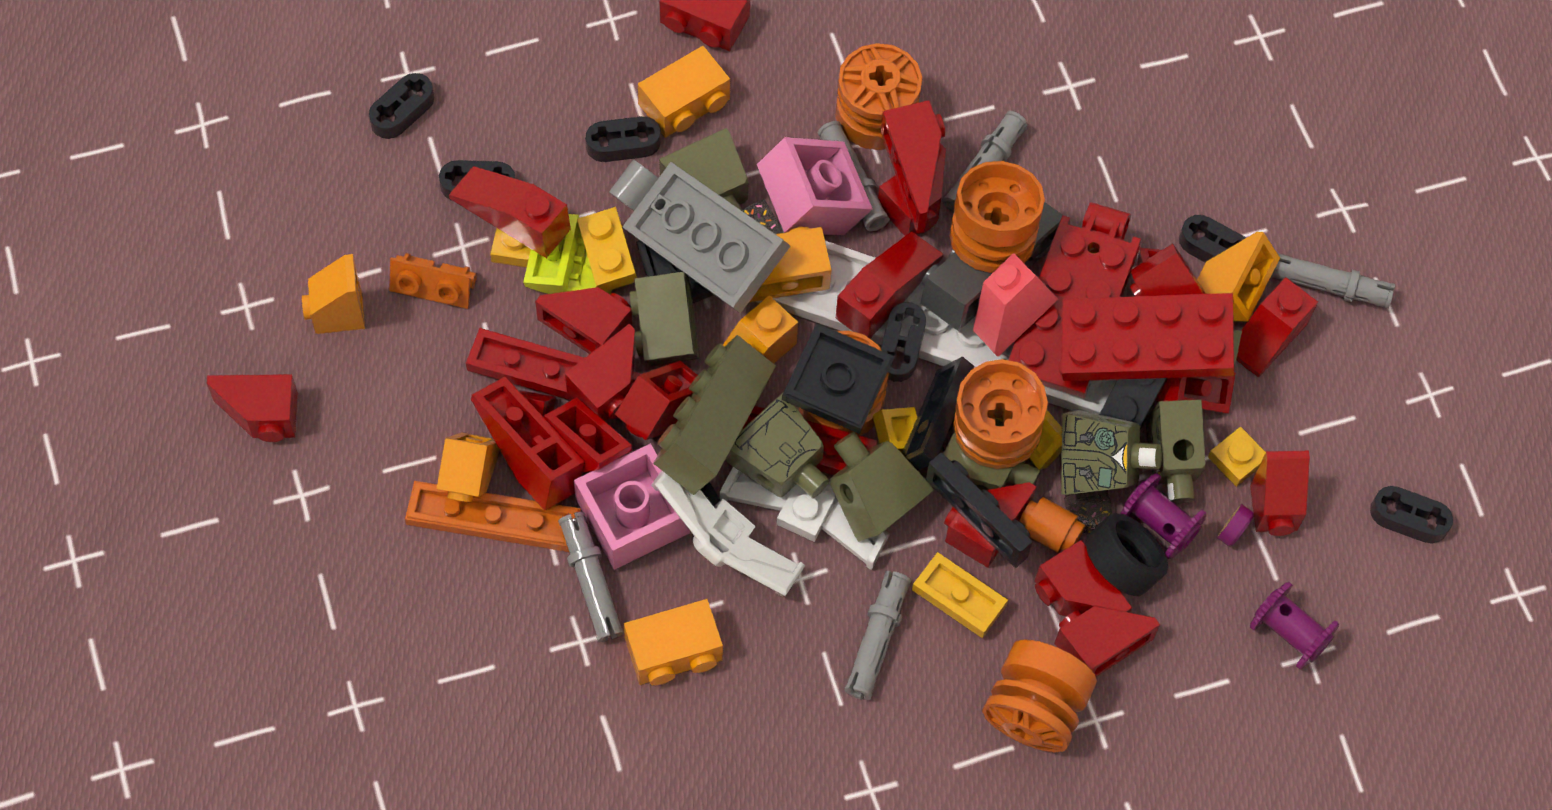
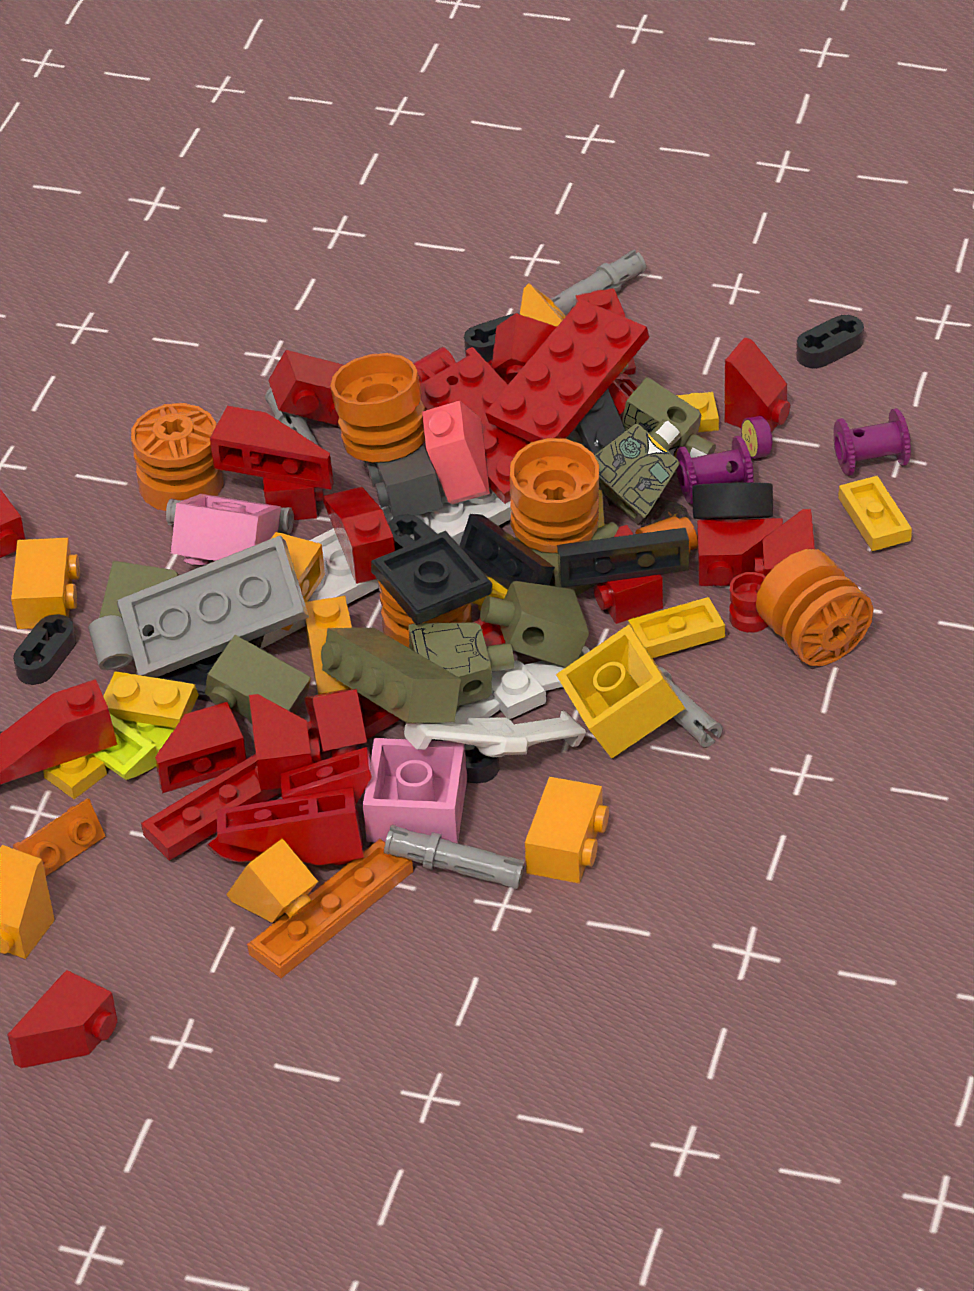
camera: 50 degrees left, 20 degrees down
(834, 597) = (620, 691): none -> yellow slope
(1028, 140) = (303, 386): none -> red brick
(1030, 626) = (743, 599): none -> red wheel
(1212, 676) = (874, 513): none -> yellow plate

